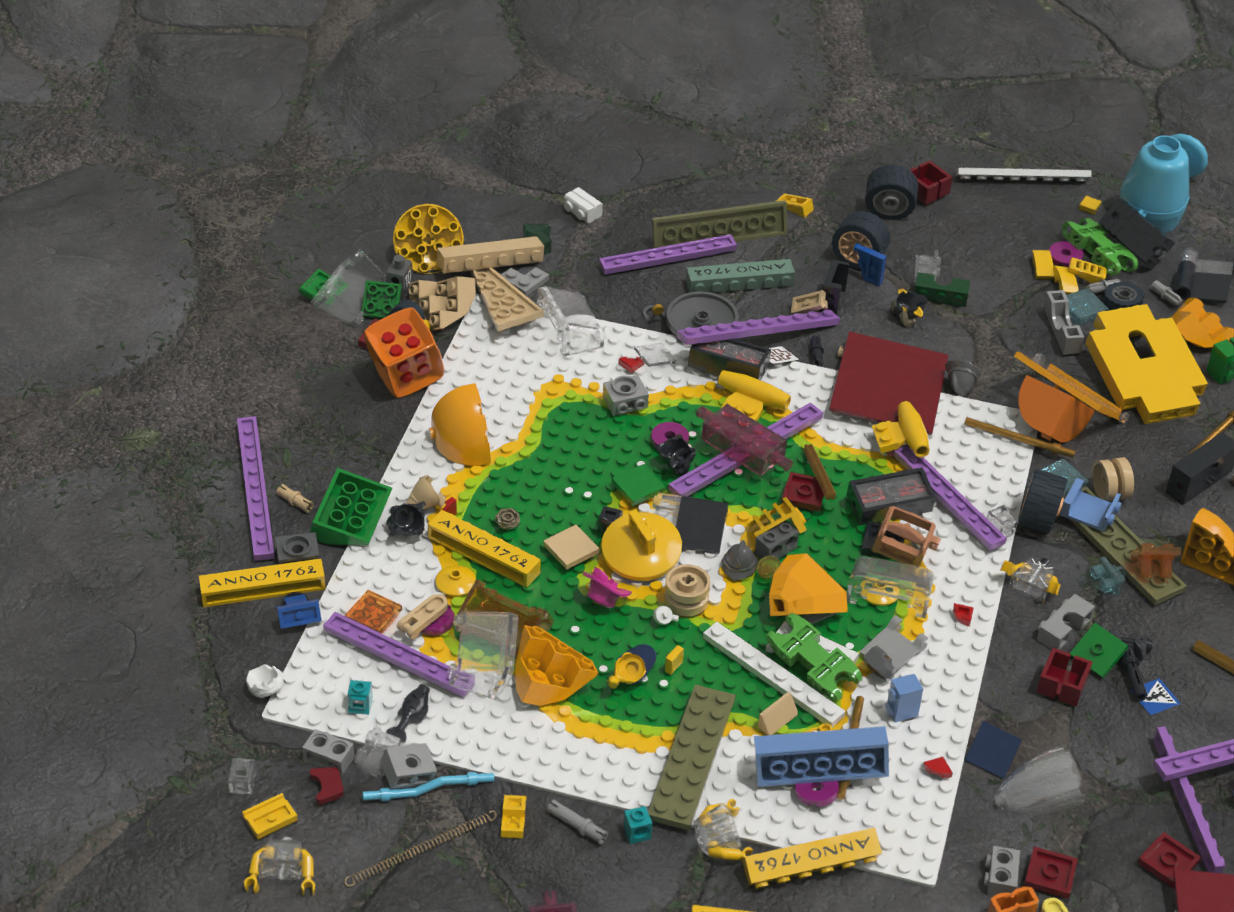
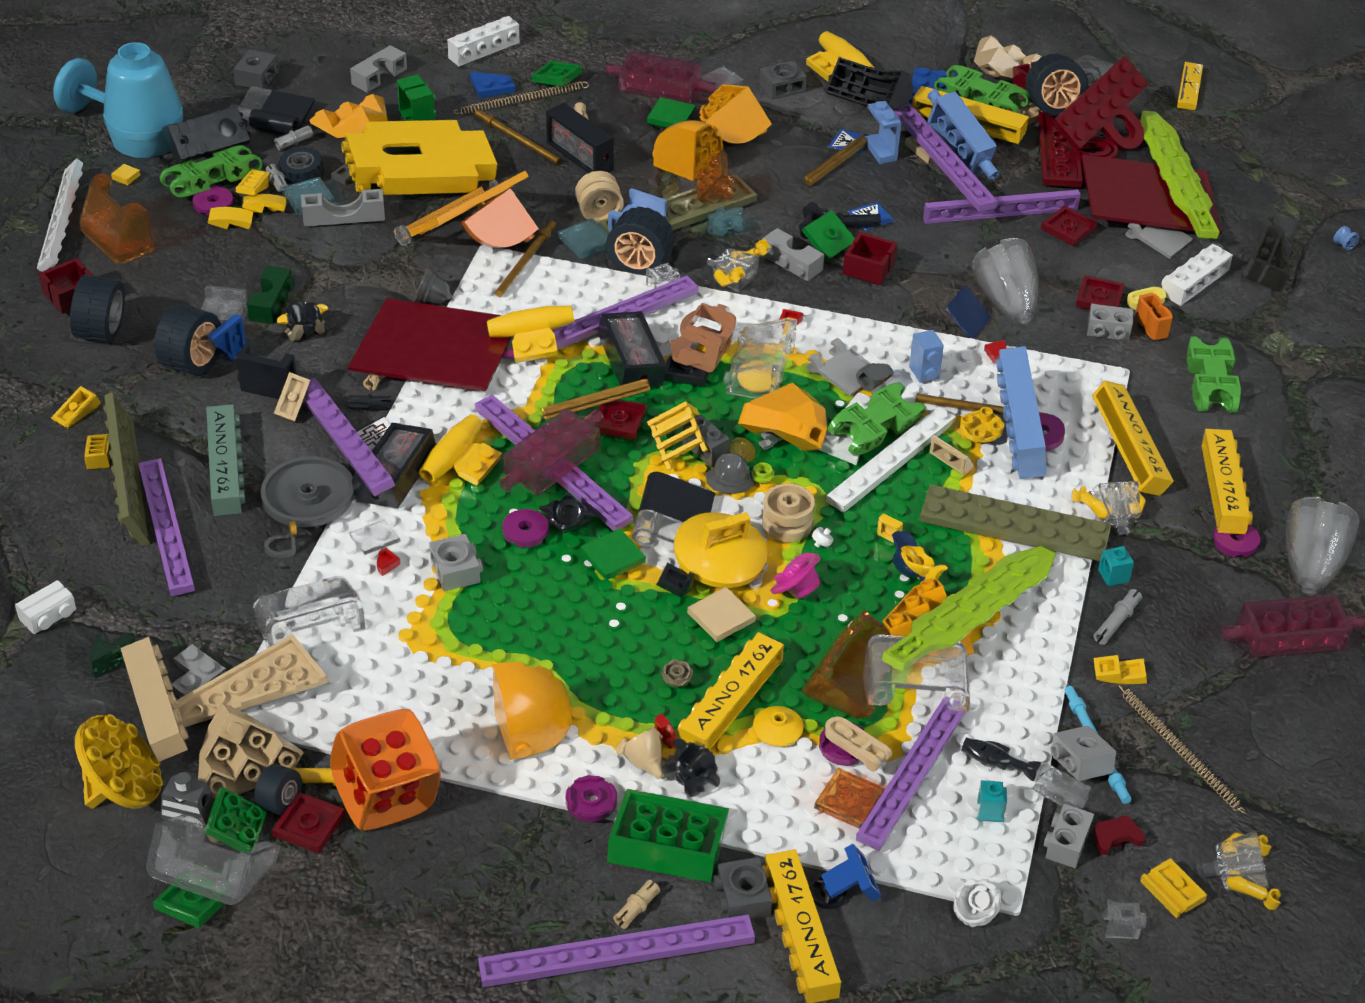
camera: 90 degrees left, 0 degrees up
(395, 479) = (591, 810): none -> magenta tile
(560, 689) = (971, 606): none -> lime plate
(743, 581) = (762, 473): none -> lime plate
(1022, 188) = (114, 229): none -> clear orange windscreen

